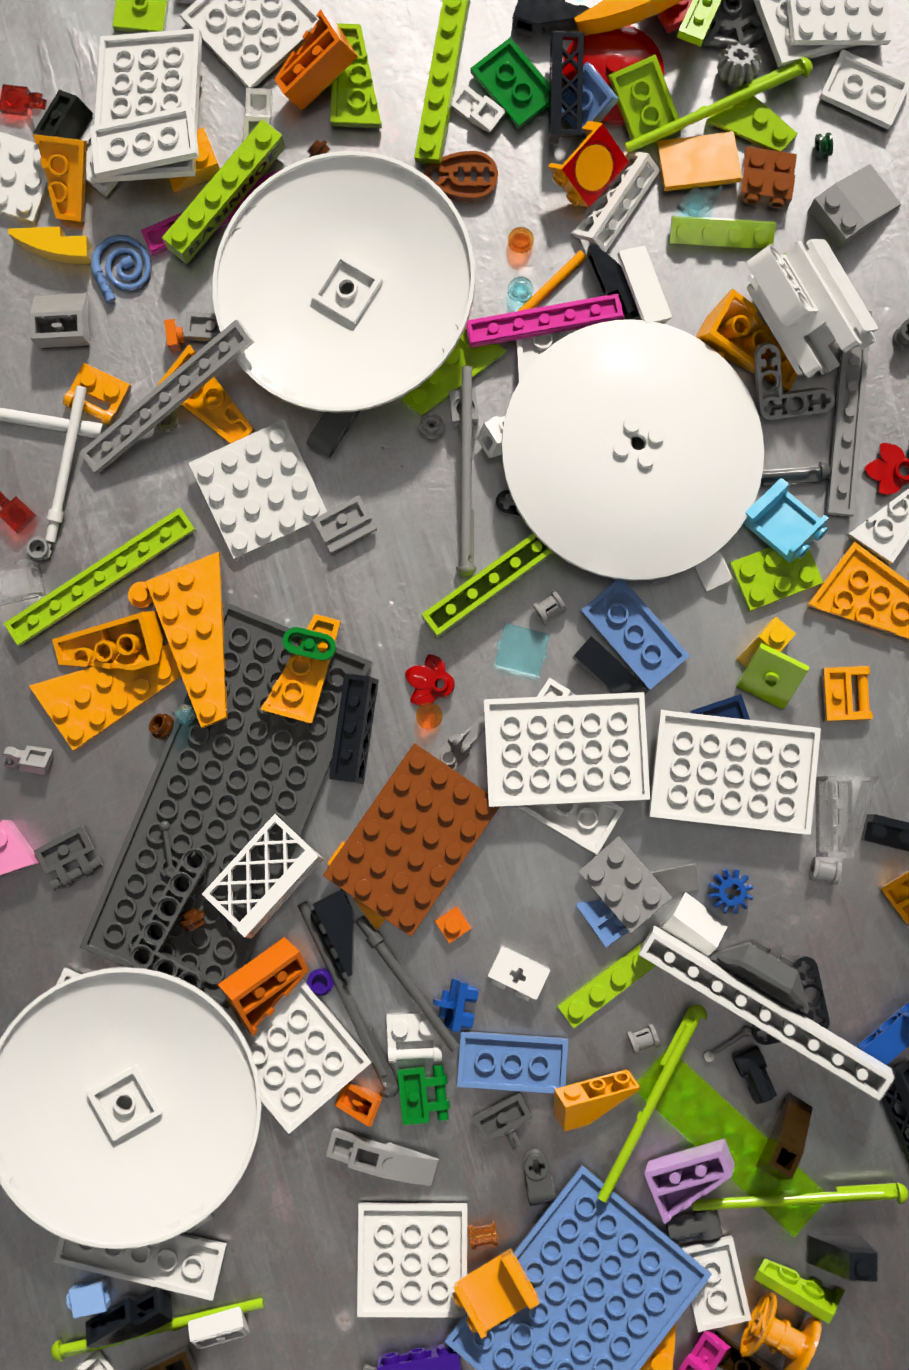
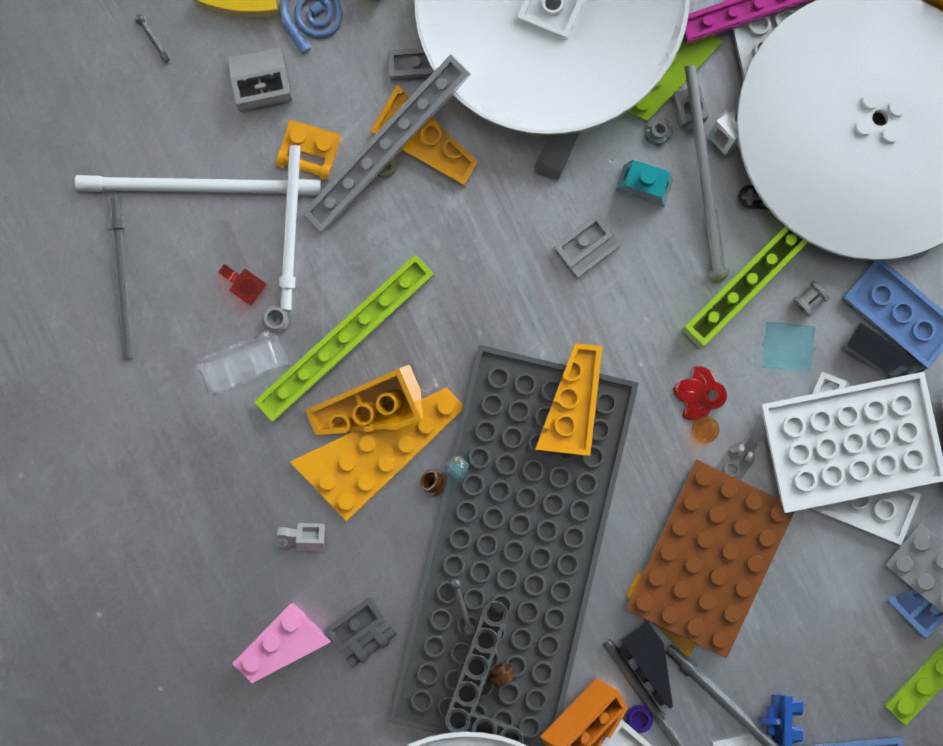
camera: 10 degrees left, 0 degrees up
(140, 595) = (389, 350): light orange plate -> none
(174, 335) = (379, 76): orange plate -> none
(193, 622) = (449, 368): light orange wing -> none
(258, 488) = (493, 223): white plate -> none
(274, 896) = (584, 634): white fence -> none
(310, 644) = (576, 374): green plate -> none
(354, 728) = (631, 454): black fence -> none
(410, 473) = (645, 182): none -> teal torso
(453, 924) = (764, 639): orange plate -> none
(533, 972) = (856, 684): white brick -> none

